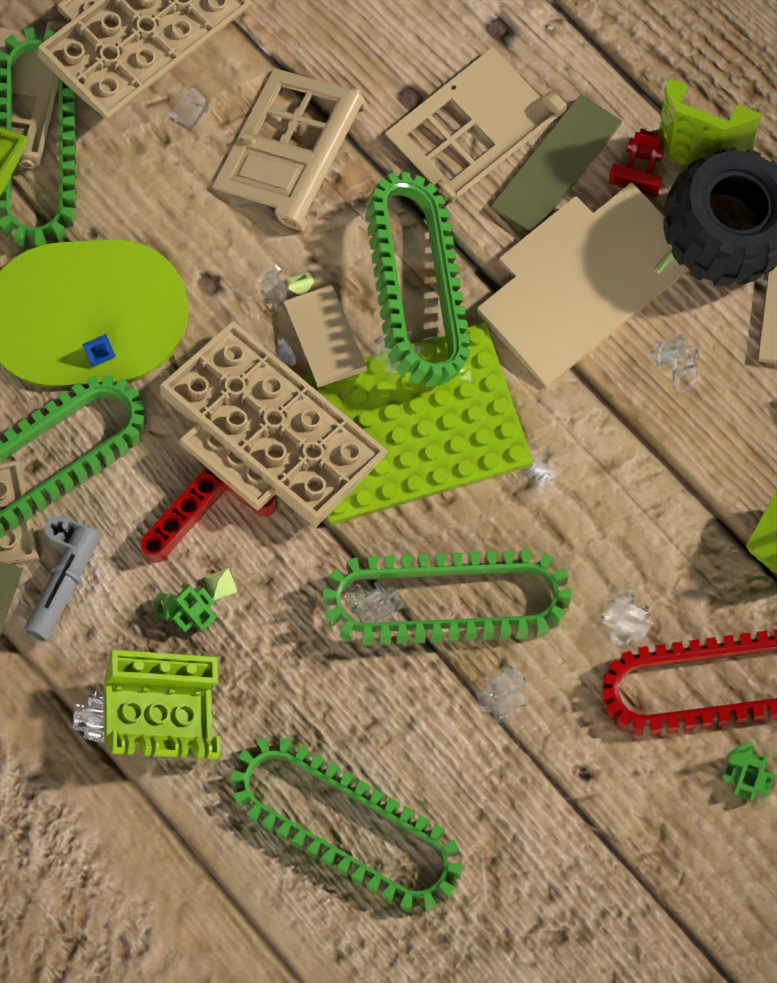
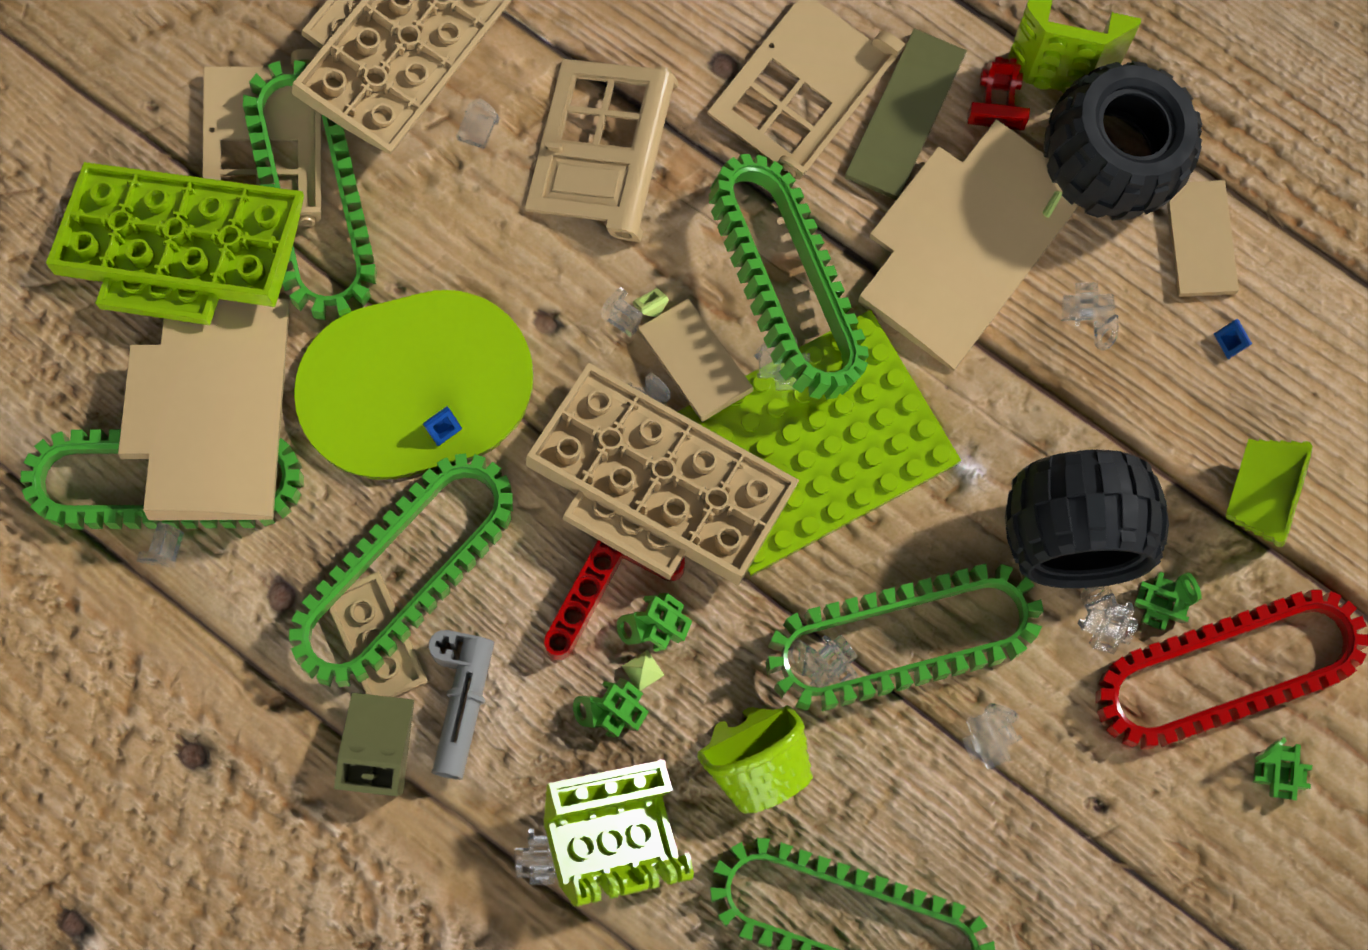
camera: 20 degrees left, 5 degrees up
(230, 542) = (645, 623): none -> bright green piece
(297, 672) = (759, 759): none -> lime piece
(619, 525) = (1086, 519): none -> black tyre
(695, 609) = (1159, 608): none -> bright green piece

